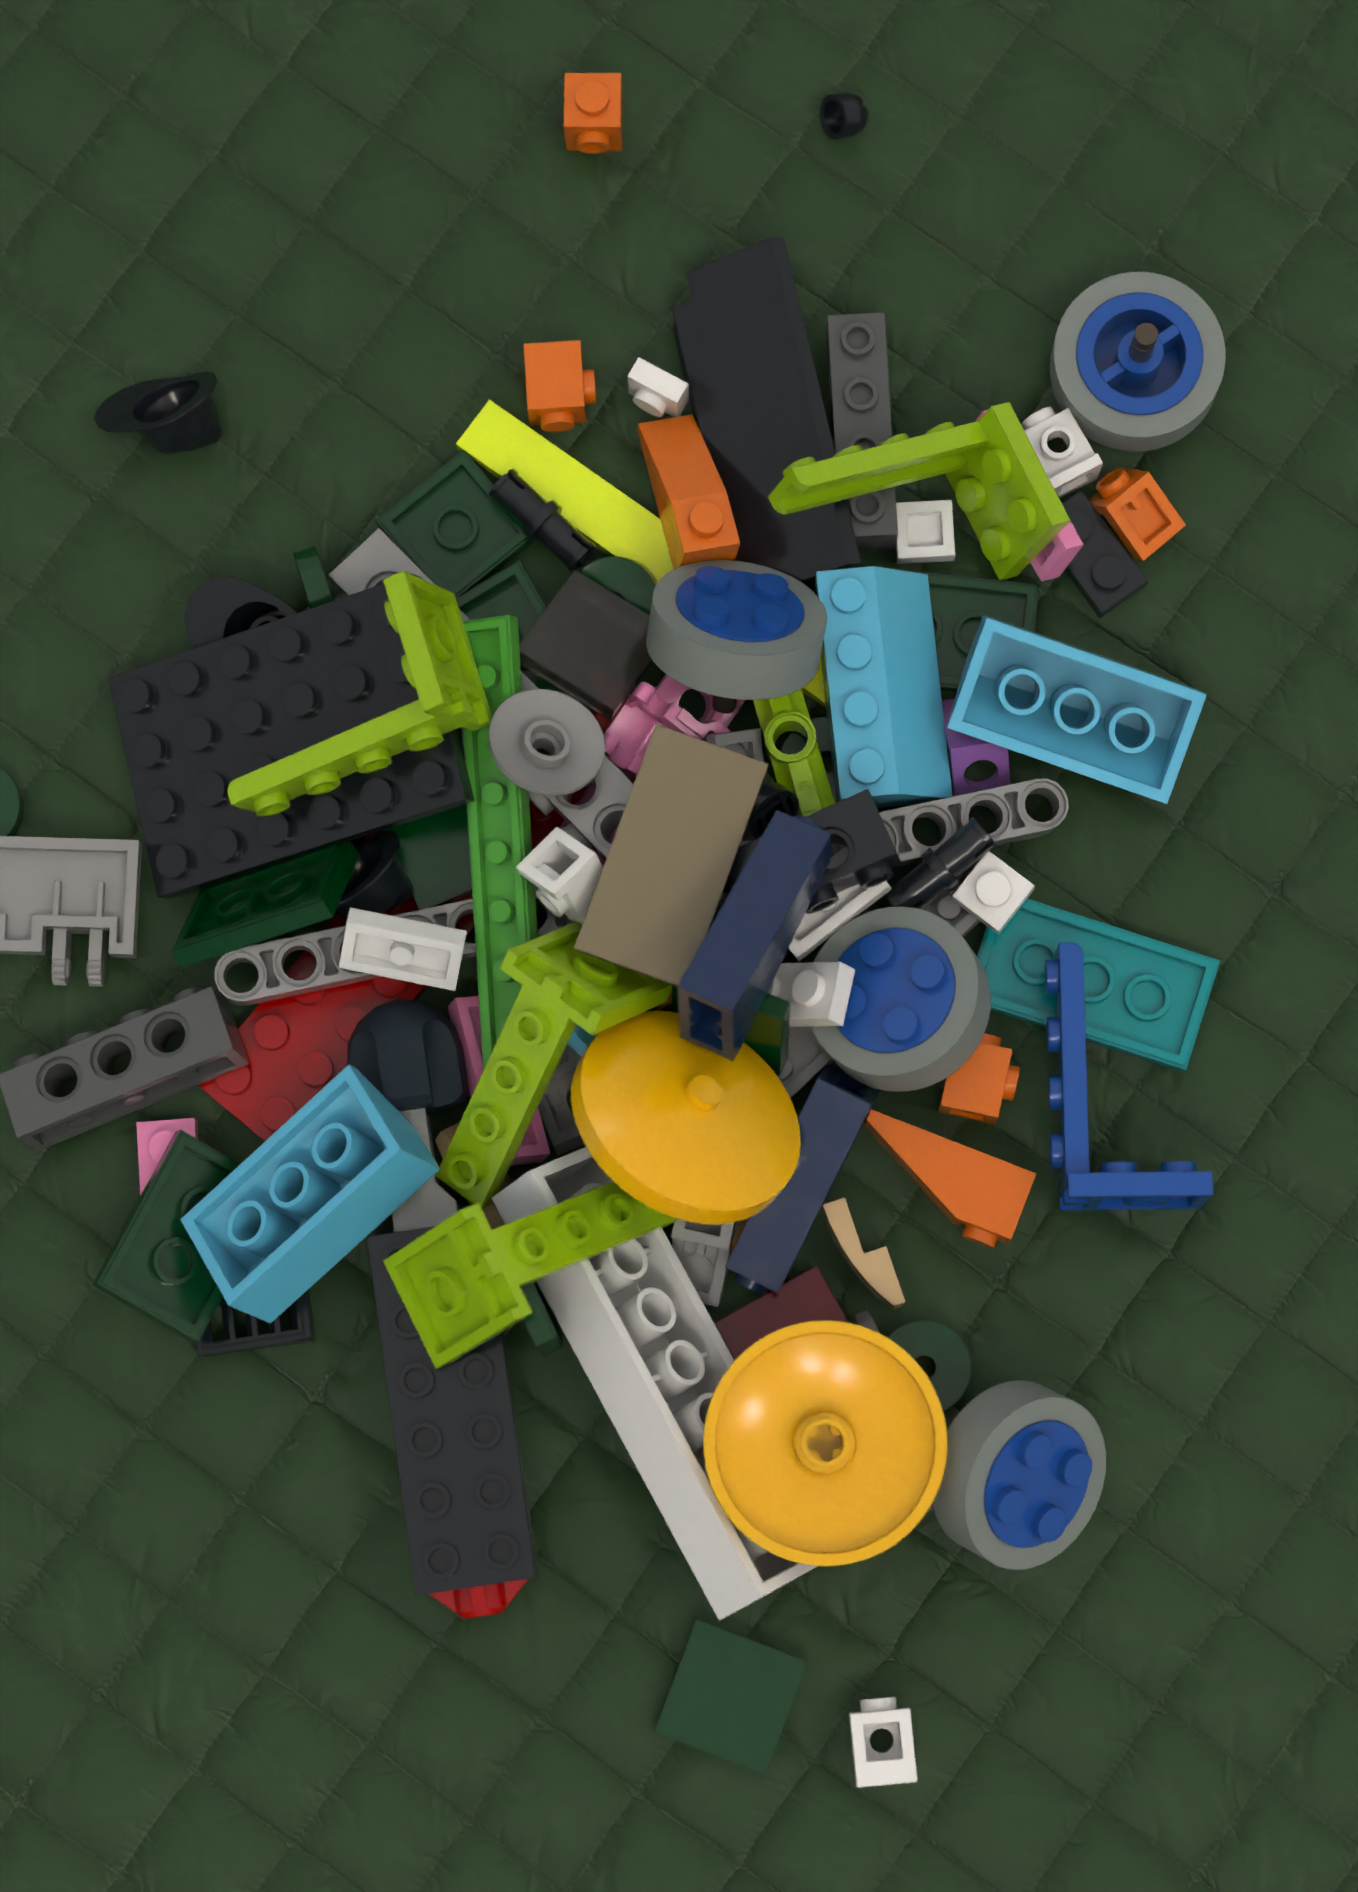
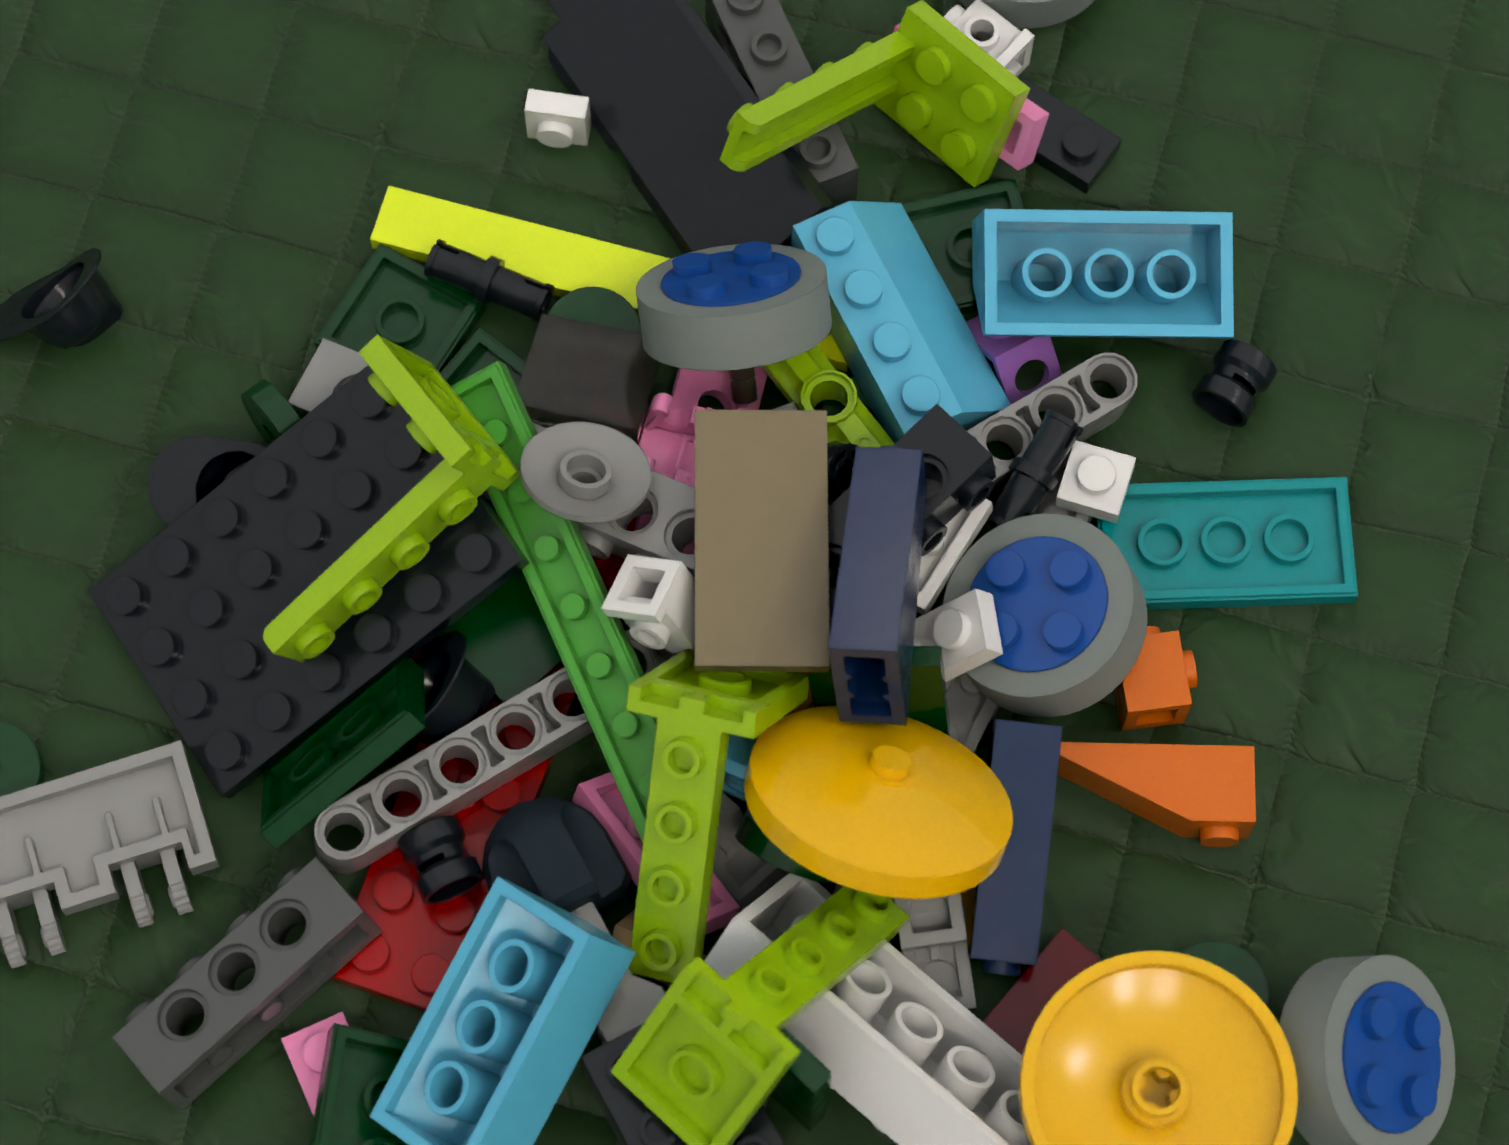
camera: 25 degrees left, 10 degrees down
(315, 1023) = (440, 859): none -> black wheel
(402, 949) = (509, 739): white plate -> none
(557, 385) = (453, 147): orange brick -> none
(688, 492) = (629, 204): orange slope -> none
(871, 1268) = (1122, 910): tan slope -> none
(925, 532) = (884, 165): white plate -> none
(1118, 1183) = (1347, 725): blue bracket -> none
(1136, 510) = (1084, 75): orange bracket -> none
(1155, 842) = (1234, 383): none -> black wheel

